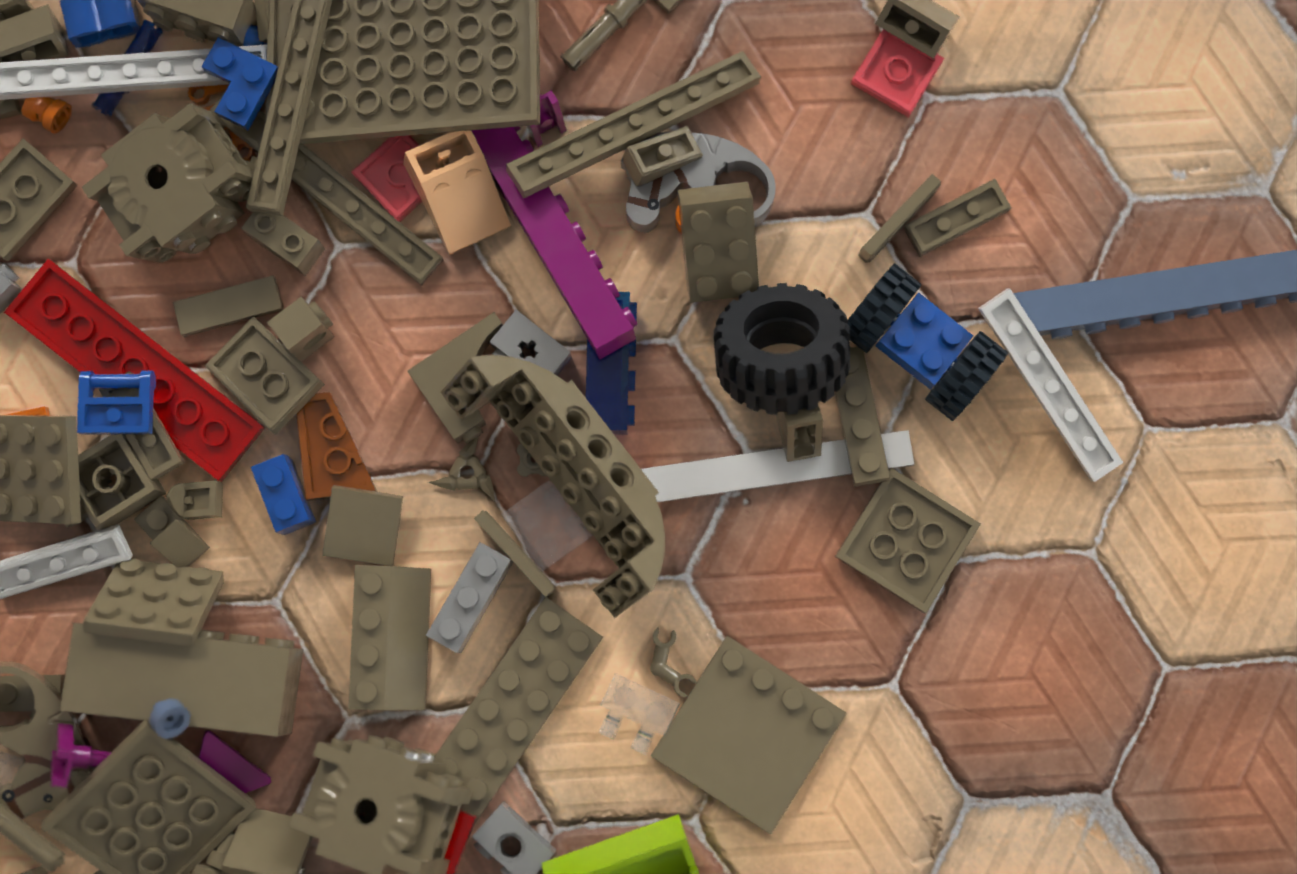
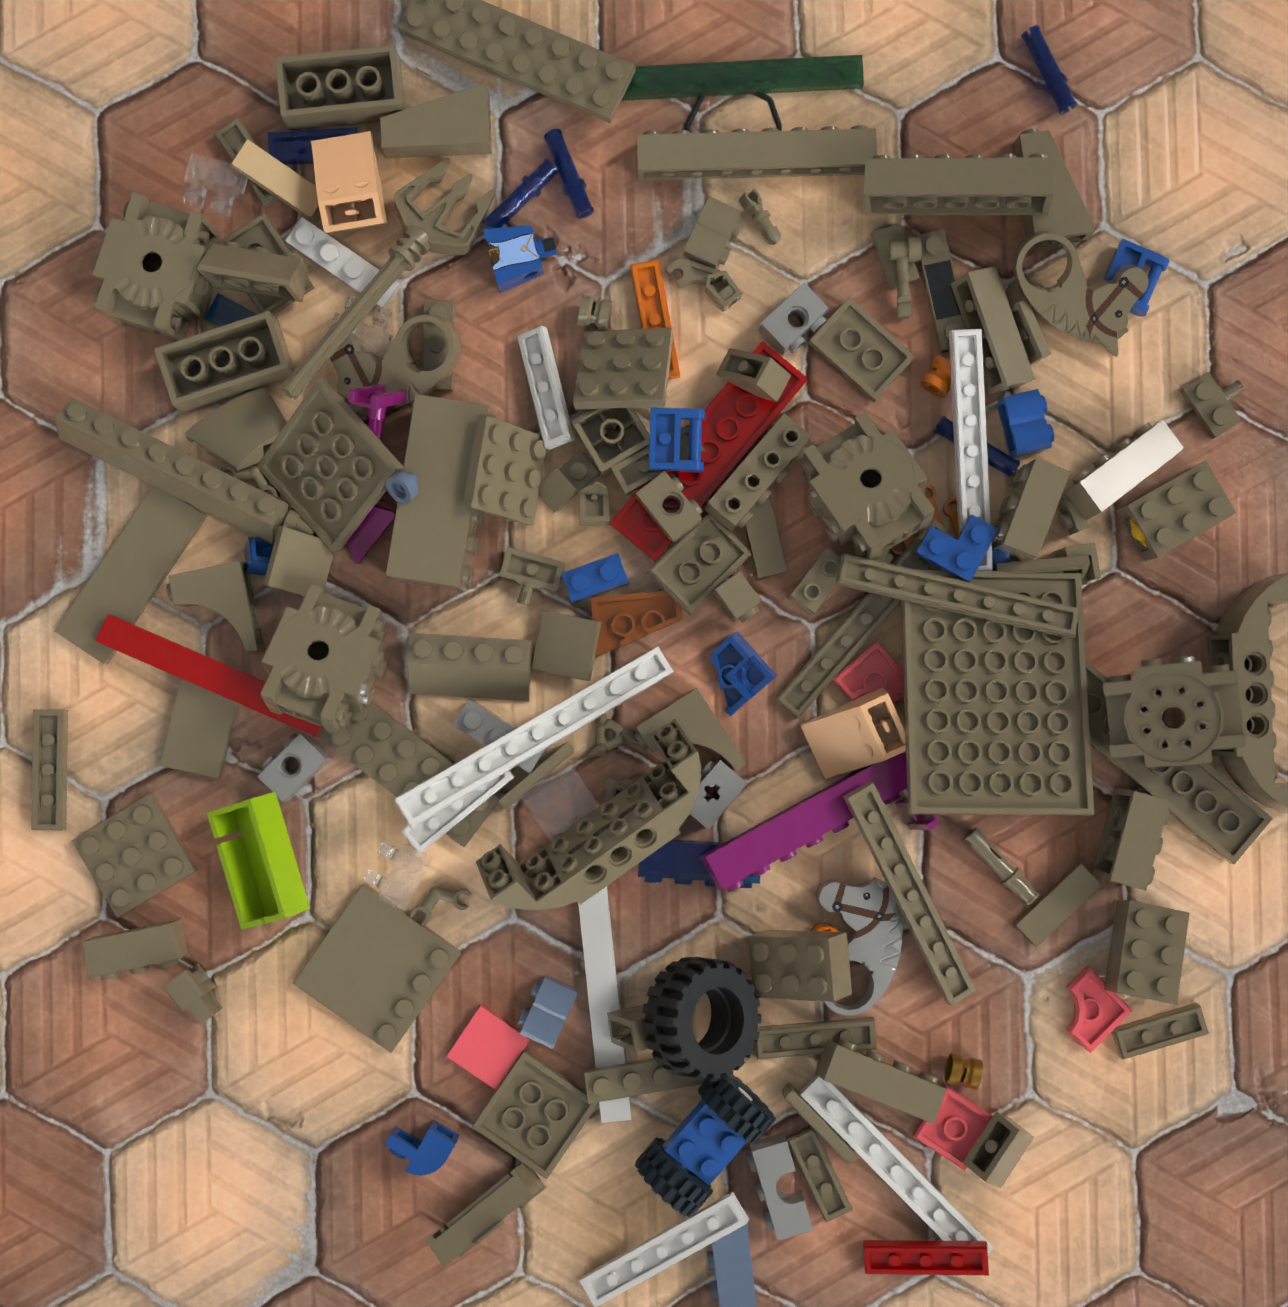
camera: 90 degrees right, 5 degrees up
(40, 317) = (754, 374): none -> dark tan slope
(157, 311) = (758, 471): none -> dark tan brick
(217, 407) = (672, 524): none -> dark tan brick
(278, 570) = (531, 572): none -> dark tan plate
(390, 325) = (740, 671): none -> blue slope
(467, 556) = (533, 737): none -> white plate
(550, 644) = (435, 826): none -> white tile
(660, 155) = (880, 916): dark tan slope -> none
(789, 530) = (548, 1011): none -> sand blue brick
(806, 224) = (812, 1037): none -> dark tan tile
(833, 61) = (963, 1071): none -> pearl gold wheel
(834, 599) = (488, 1047): none -> coral tile
(846, 151) = (881, 1081): none -> dark tan brick
(945, 270) = (786, 1211): none -> light grey arch
(947, 132) = (889, 1162): none -> white plate
(961, 664) = (424, 1155): none -> blue brick
(1022, 590) = (485, 1214): none -> dark tan piece
(1042, 96) = (925, 1257): none -> red tile

